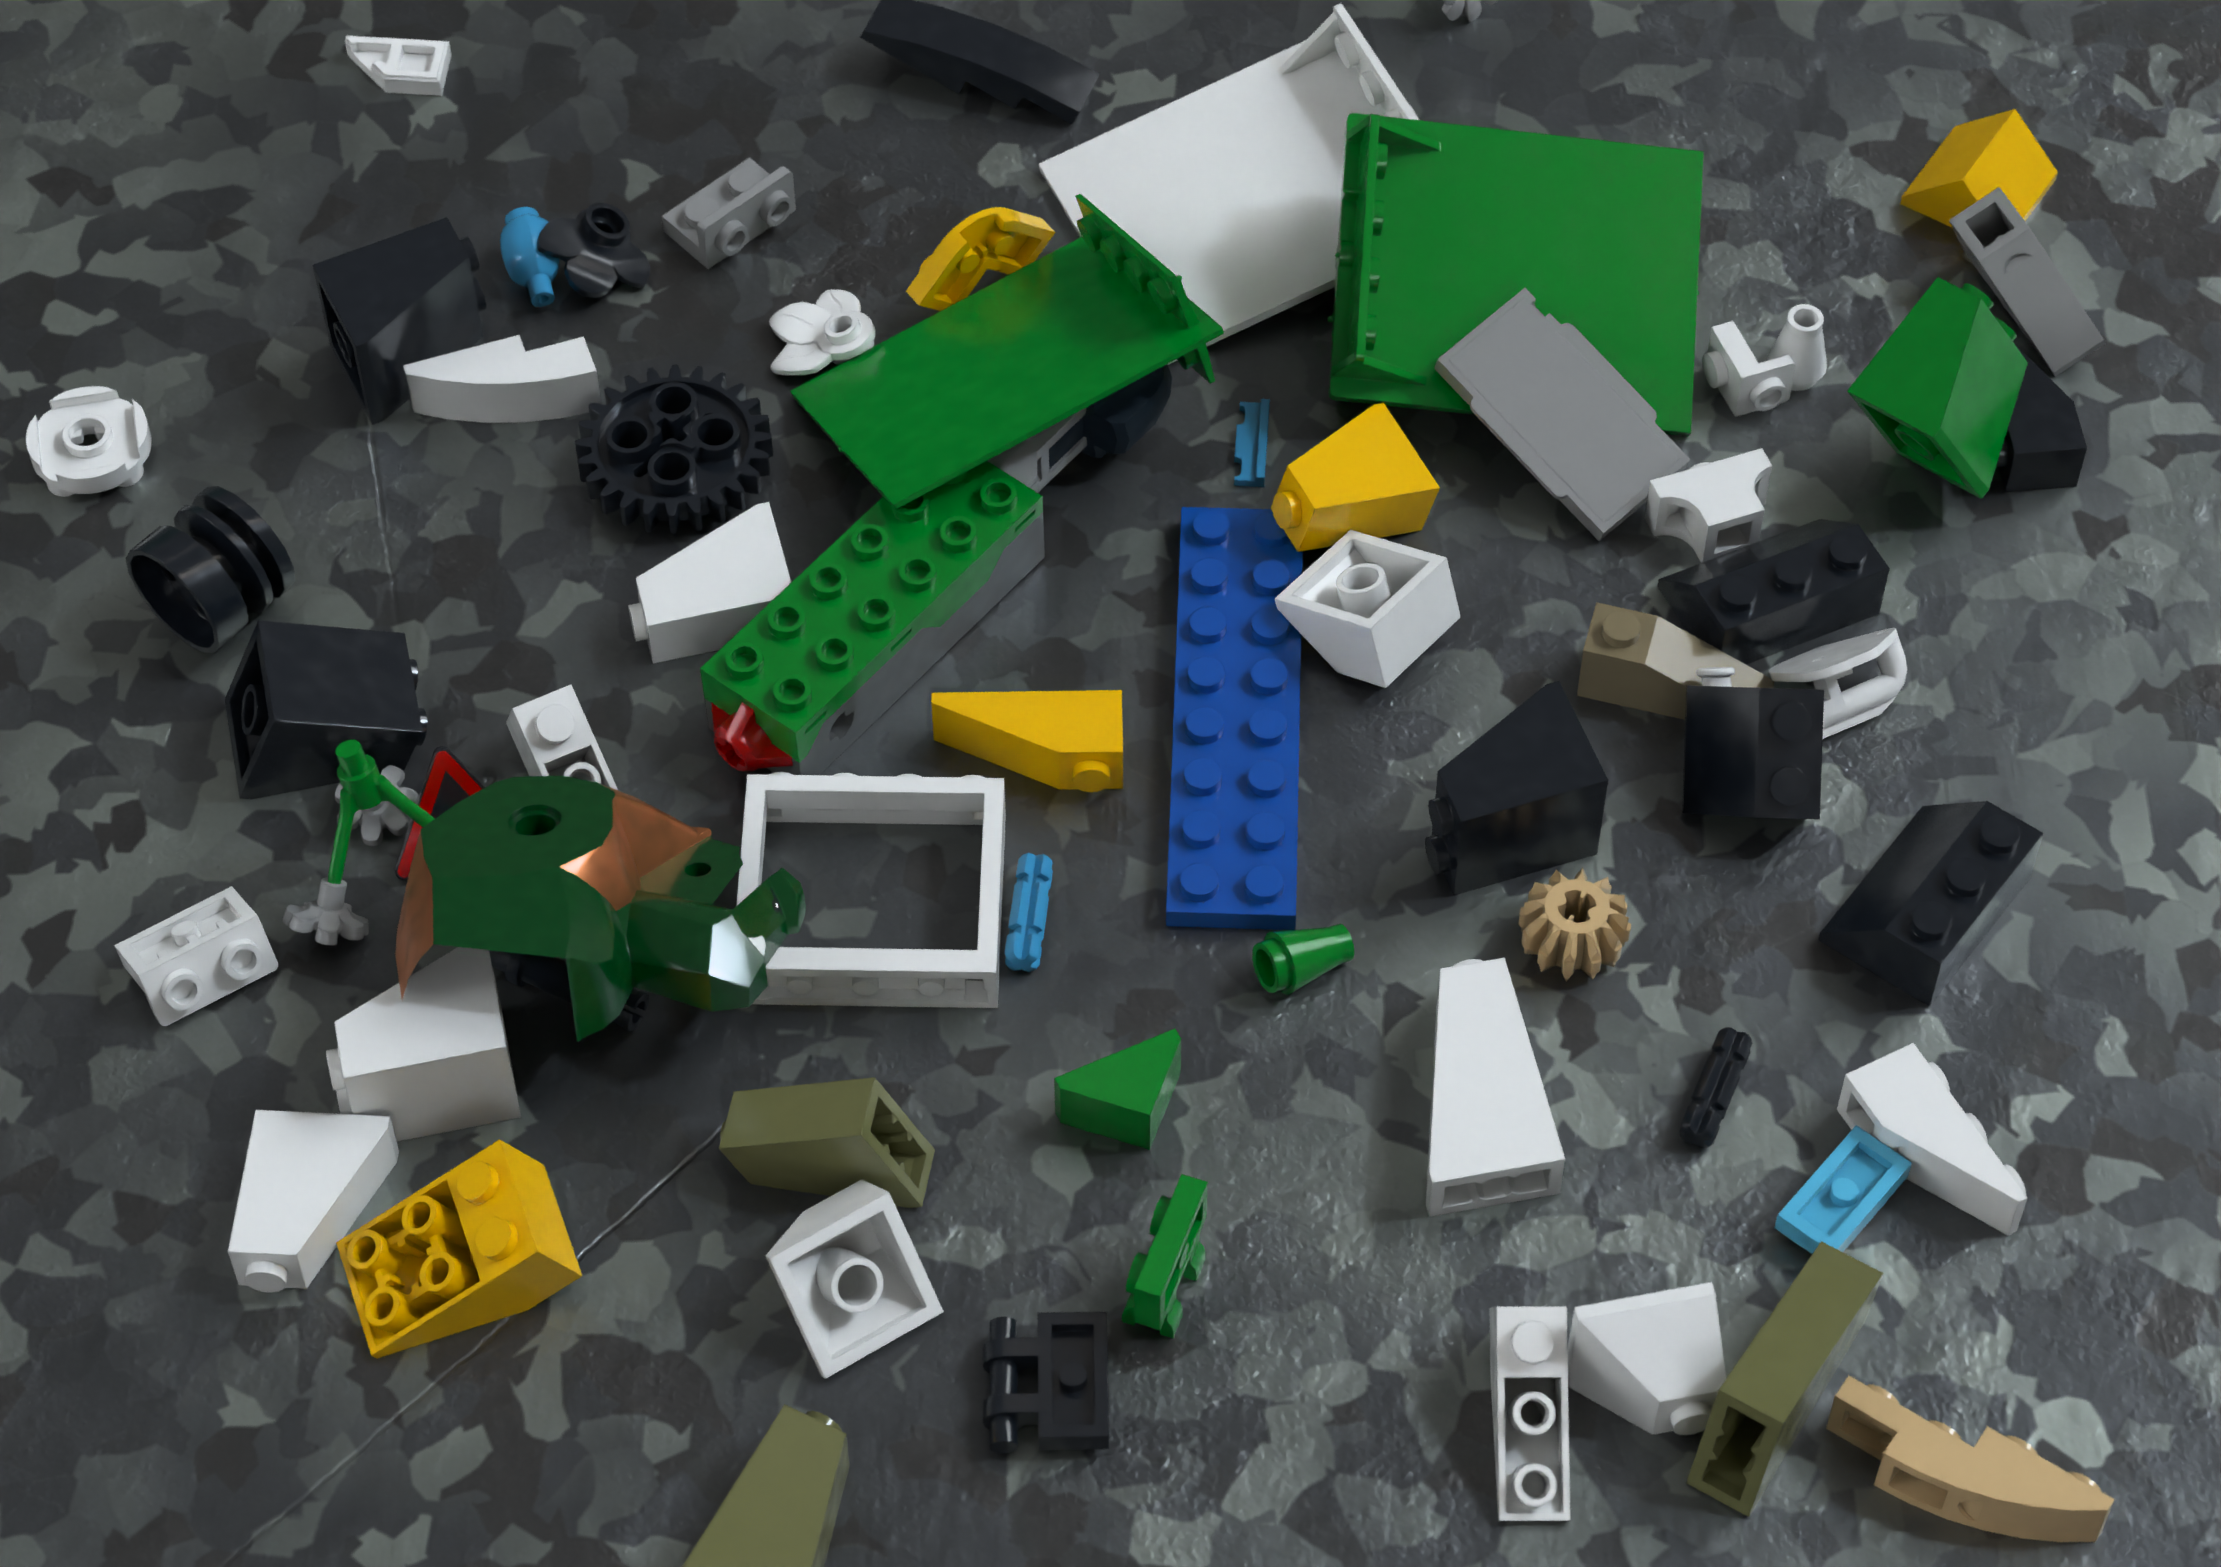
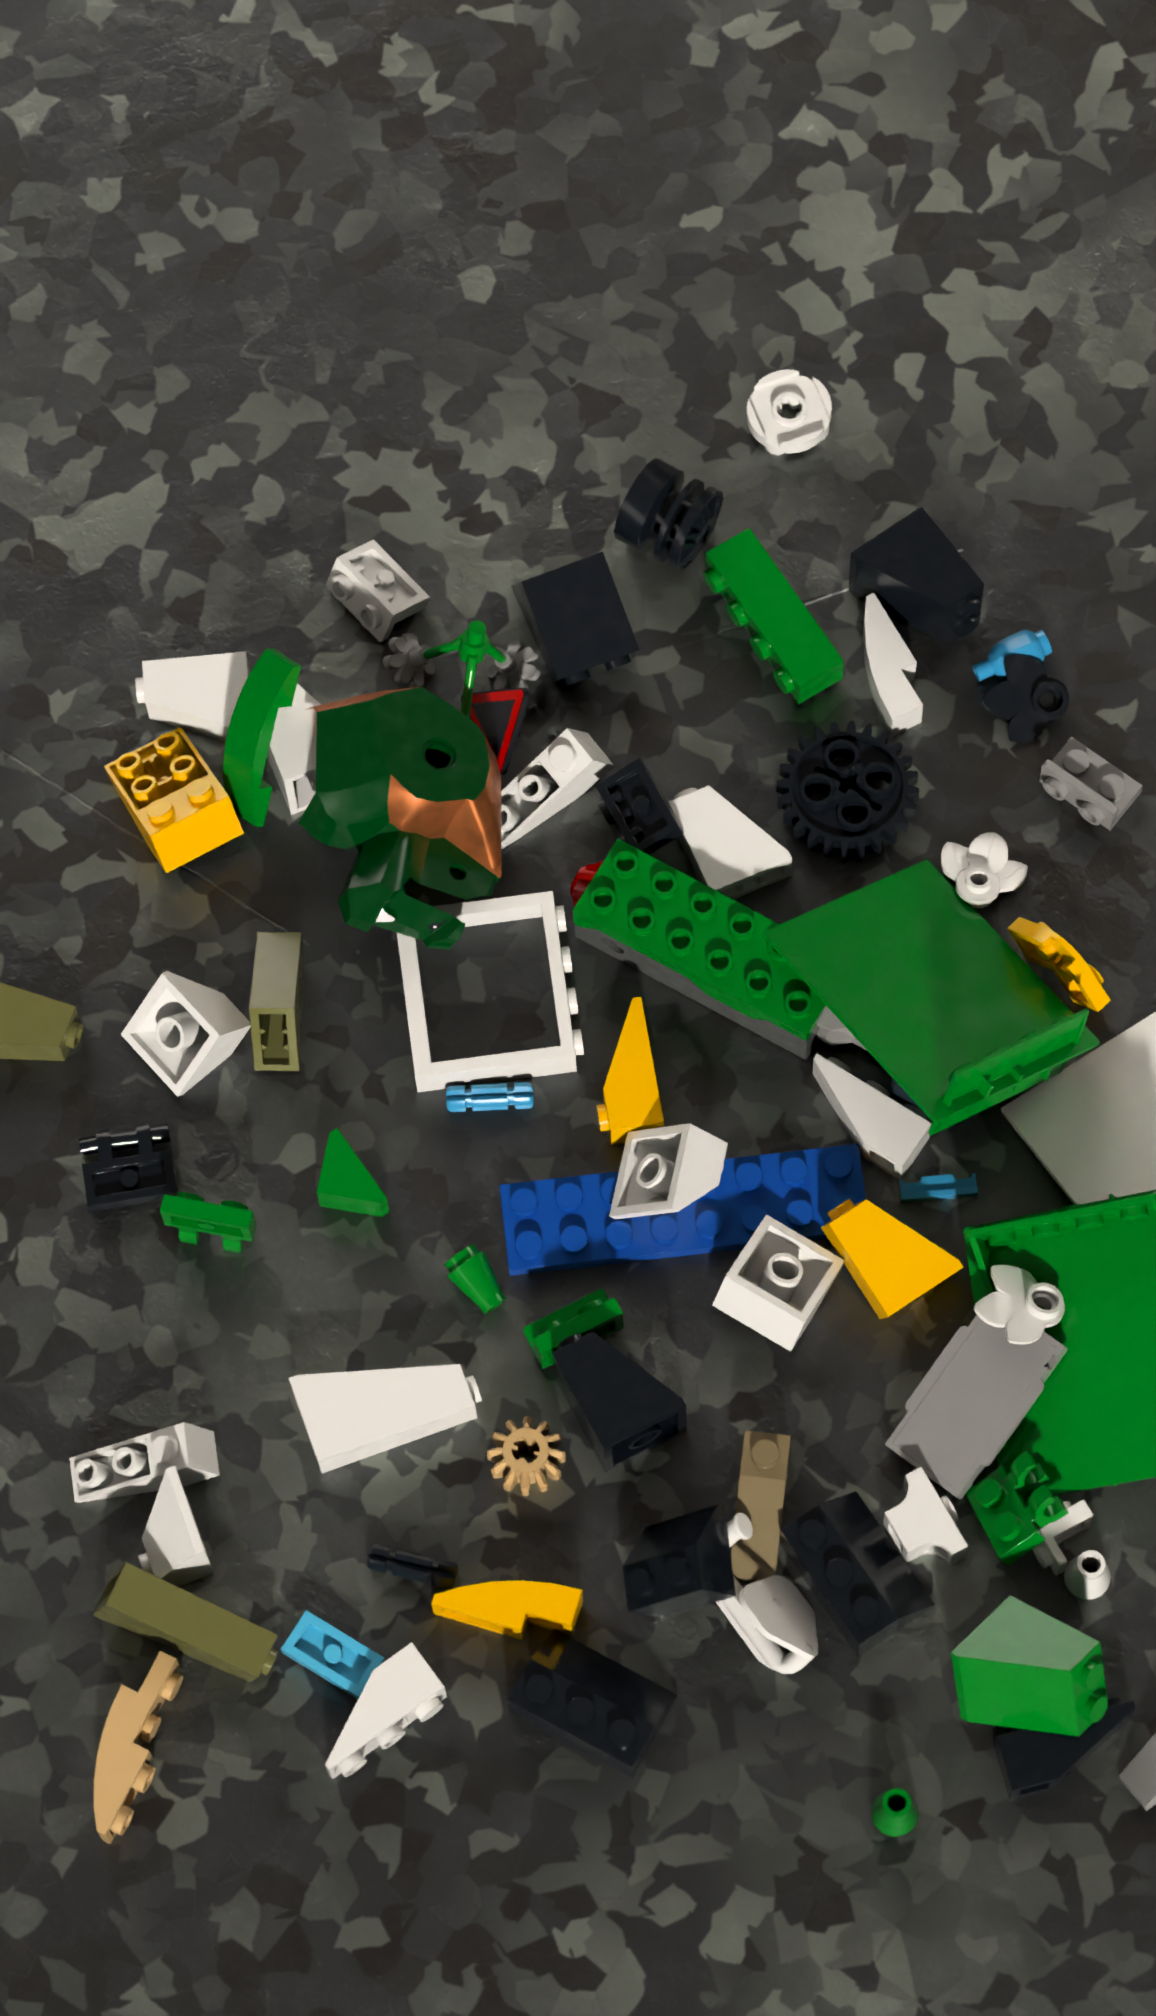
camera: 85 degrees right, 15 degrees up
(396, 485) = (773, 616): none -> green brick
(407, 1070) = (250, 733): none -> green slope
(648, 666) = (638, 808): none -> black bracket
(1144, 489) = (881, 1127): none -> white slope
(1201, 694) = (666, 1170): none -> white slope
(1397, 843) = (583, 1316): none -> green bracket
(1461, 323) = (1017, 1304): none -> white plate
(1722, 410) = (1004, 1513): none -> green plate
(1792, 965) = (511, 1605): none -> yellow slope
(2098, 584) = (893, 1822): none -> green cone

